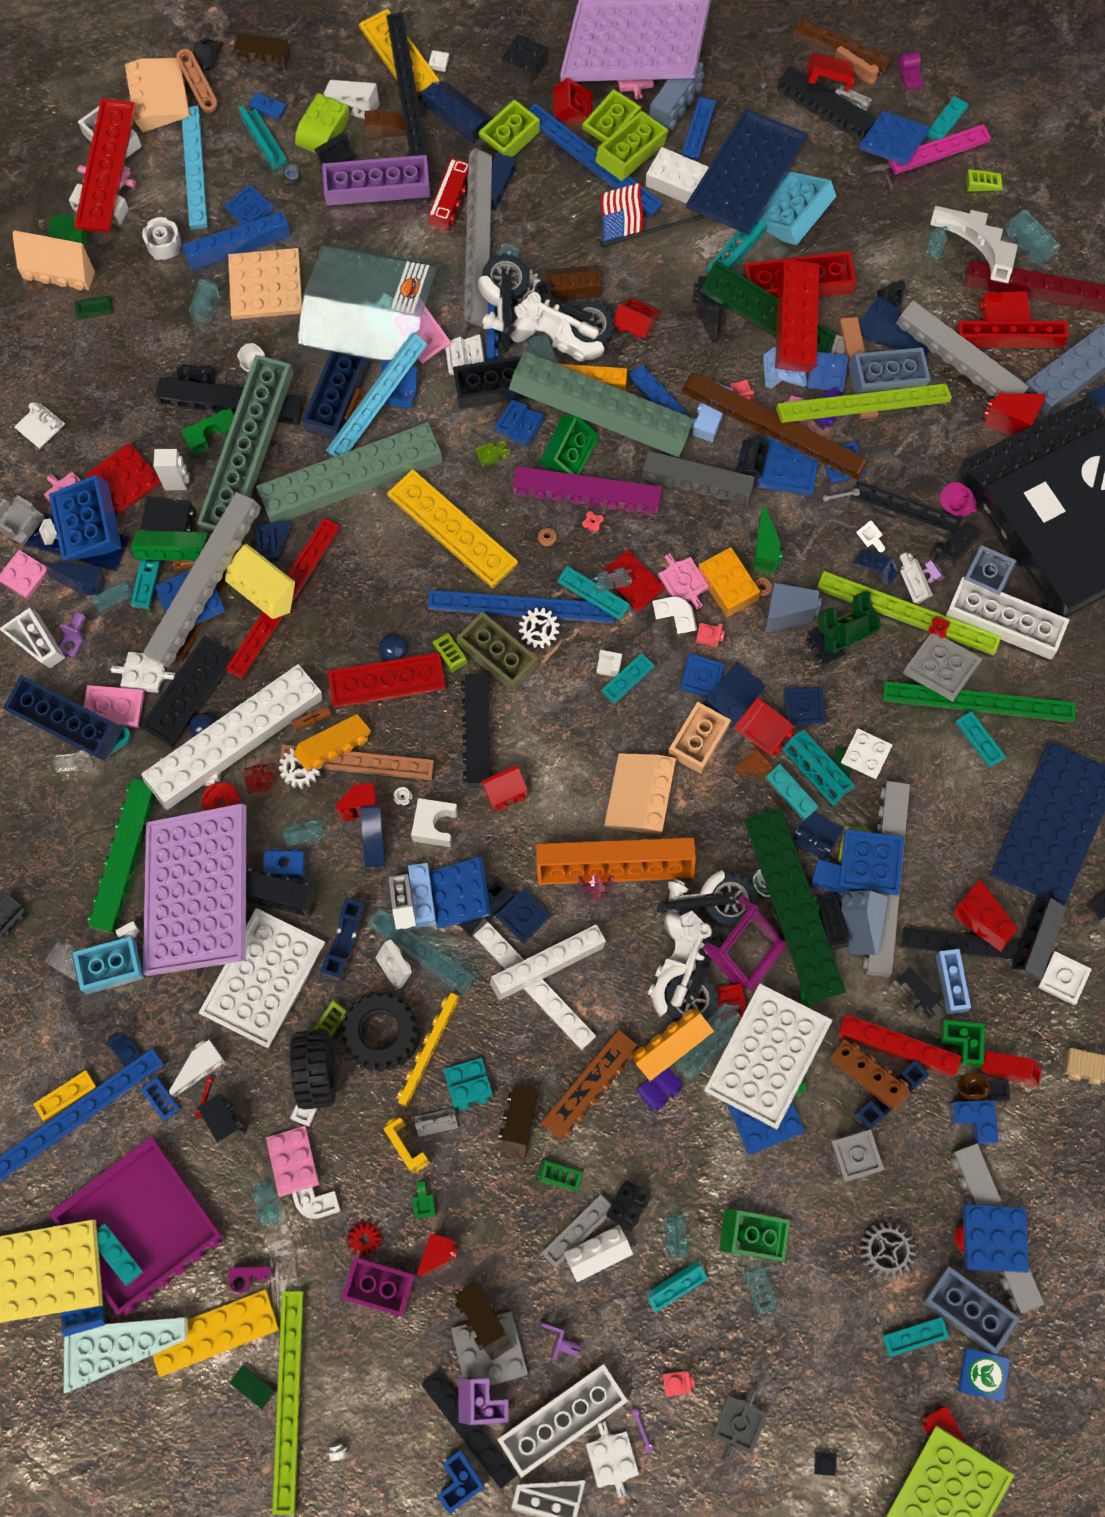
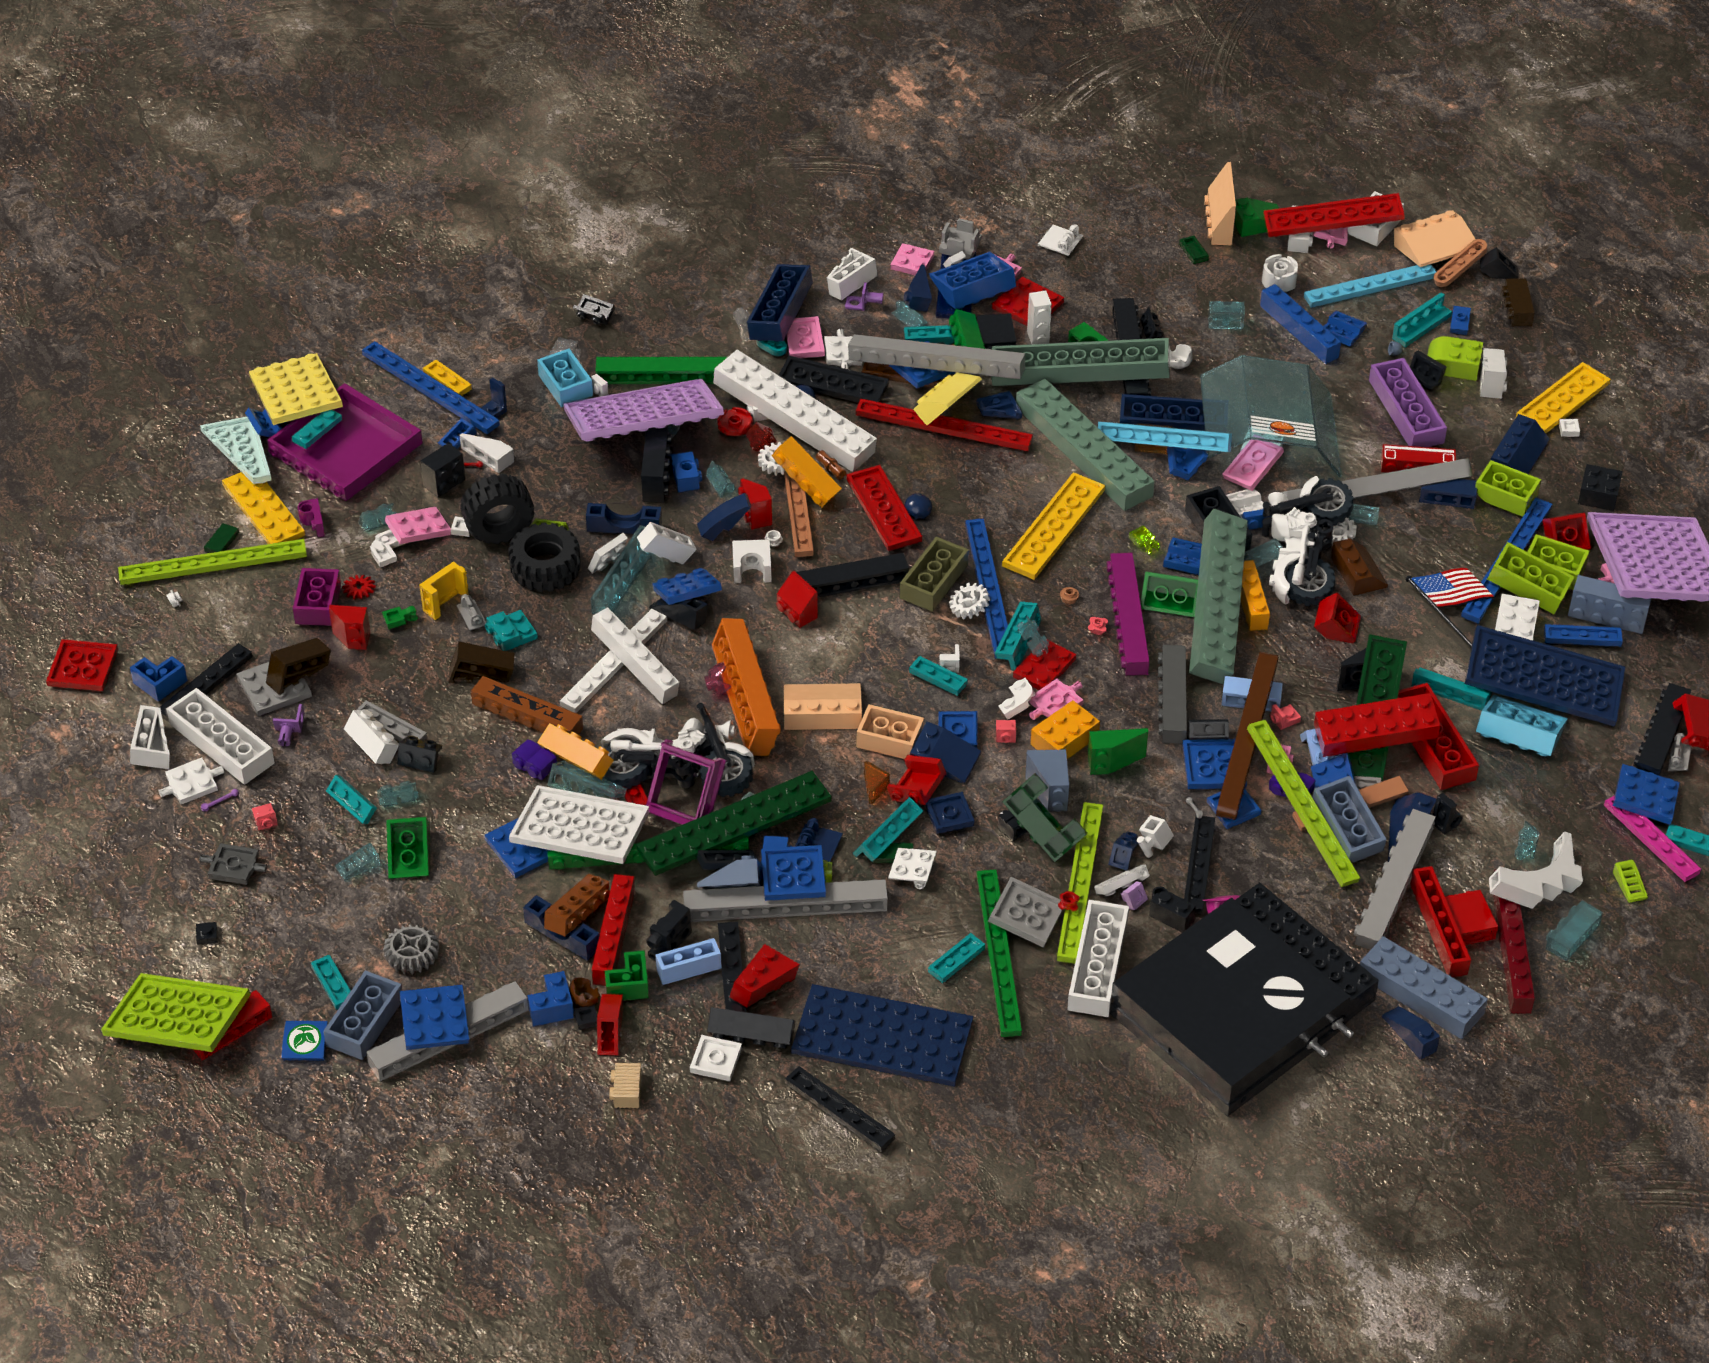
camera: 75 degrees right, 25 degrees down
(259, 992) = (579, 477): white plate -> none
(265, 283) = (1268, 342): light nougat plate -> none
(384, 124) = (1477, 404): reddish brown slope -> none
(406, 84) = (1523, 404): black plate -> none
(422, 895) = (679, 562): light blue brick -> none
(423, 1057) = (536, 595): yellow plate -> none
(455, 665) = (913, 548): lime slope -> none
(475, 1404) = (224, 669): medium lavender brick -> none
(523, 916) = (677, 639): dark blue plate -> none
(542, 1171) = (439, 692): green slope -> none
(653, 389) = (1266, 642): blue plate -> none
(766, 583) = (1073, 762): nougat plate -> none
(791, 792) = (853, 808): teal plate -> none
(856, 1156) = (497, 910): light grey panel -> none
(991, 570) = (1144, 926): sand blue slope -> none
(1013, 412) = (1344, 928): red slope -> none

